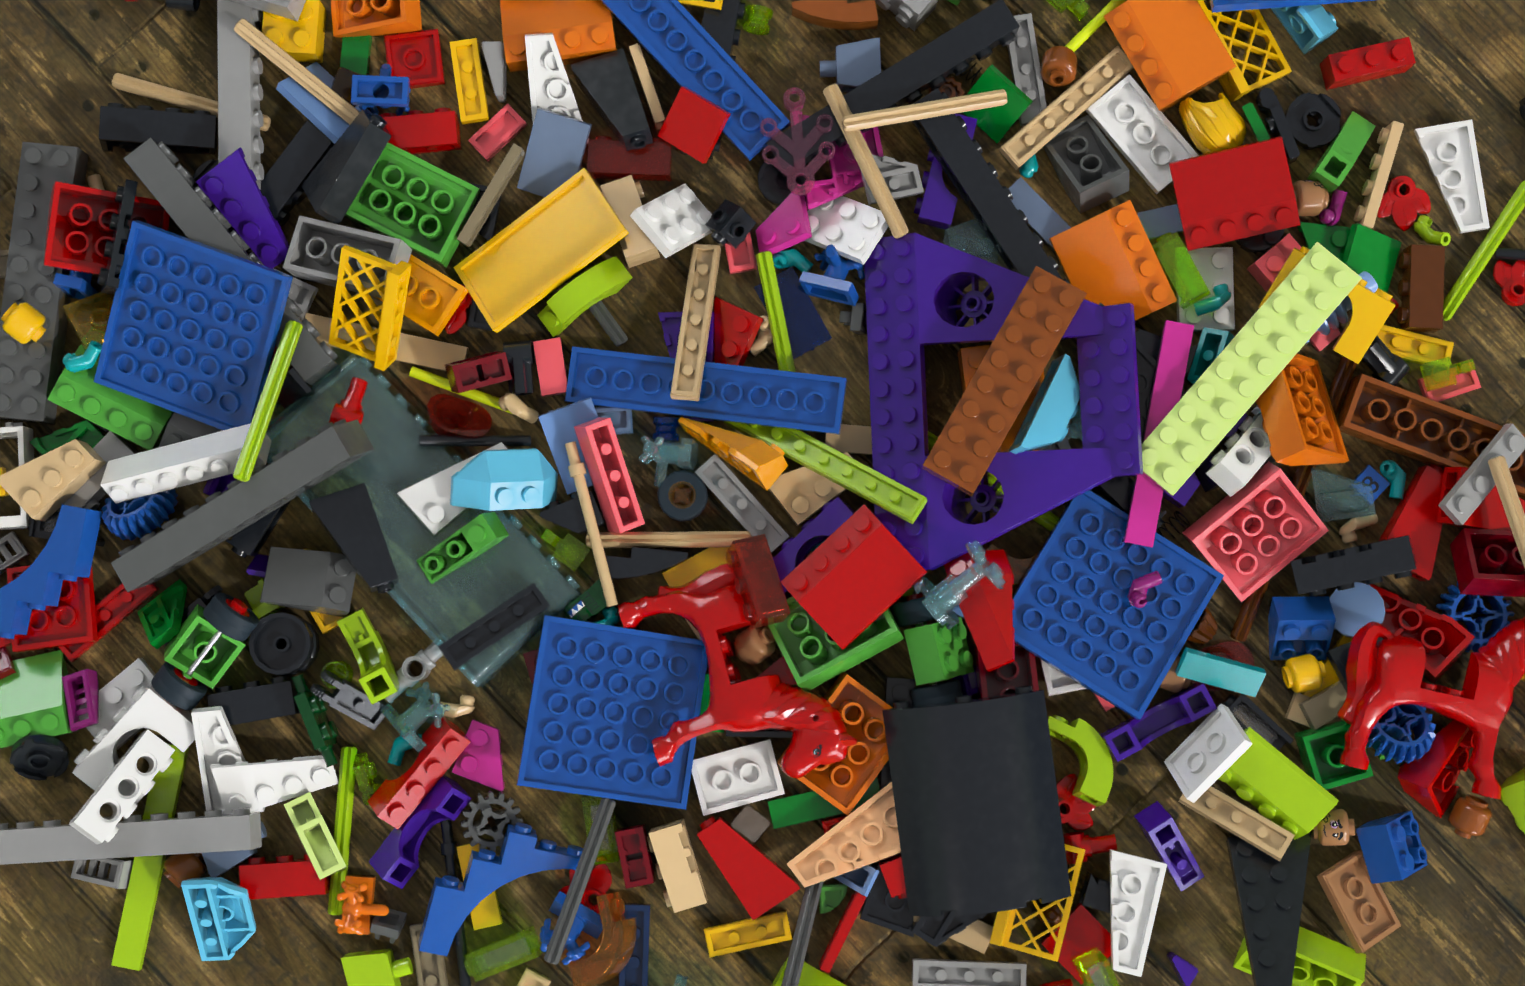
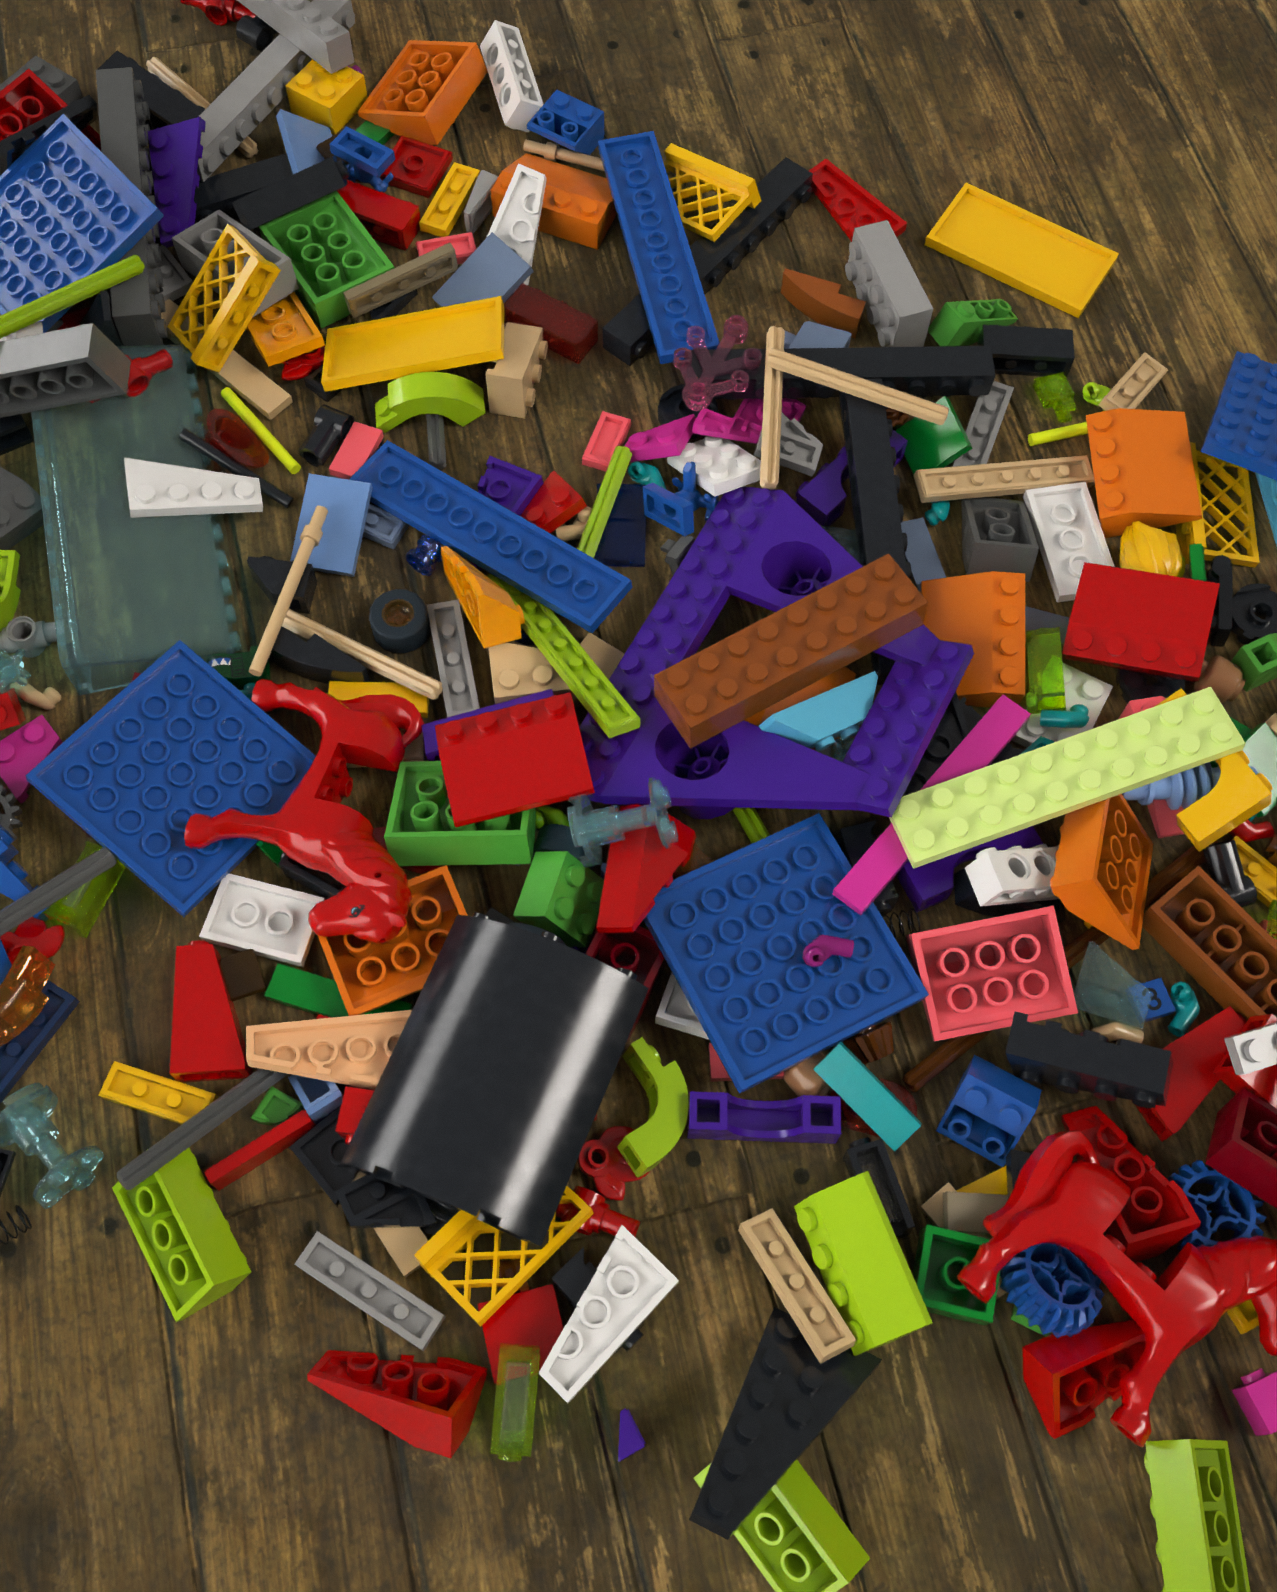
camera: 25 degrees right, 20 degrees down
(296, 70) = (300, 103): tan axle -> none
(356, 531) = (58, 463): black slope -> none
(463, 546) = (156, 534): bright green slope -> none
(478, 371) = (282, 410): dark red brick -> none
(494, 627) = (119, 617): black plate -> none
(505, 481) = (236, 503): medium azure wedge -> none
(518, 407) = (295, 457): tan arm -> none
(568, 550) = (253, 613): clear neon green plate -> none
(609, 475) = (339, 555): coral brick -> none
(612, 92) = (572, 262): black slope -> none
(635, 856) = (97, 933): dark red brick -> none
(647, 85) = (607, 276): tan tile -> none
(664, 453) = (424, 574): clear light blue piece -> none
(673, 220) = (556, 379): white plate -> none
(677, 866) = (135, 968): tan wedge -> none
(693, 124) = (627, 308): red tile -> none
(695, 322) = (516, 474): tan tile -> none
(730, 224) = (616, 405): black brick -> none
(754, 645) = (372, 793): medium nougat head -> none
(757, 581) = (412, 720): clear red brick -> none
(758, 19) = (745, 274): clear neon green wheel -> none
(1058, 66) = (1016, 440): dark orange head -> none
(1169, 845) = (697, 1276): dark purple slope -> none
(1207, 752) = (801, 1179): white plate -> none
(1303, 673) = (967, 1161): yellow head -> none
(1332, 215) = (1241, 709): magenta arm -> none
(1335, 828) = (910, 1368): medium nougat head -> none
(1356, 608) = (1068, 1112): light blue tile -> none
(1358, 902) = (896, 1484): medium nougat tile -> none
(1392, 847) = (973, 1438): blue slope -> none
(1470, 816) = (1093, 1457): dark orange head -> none

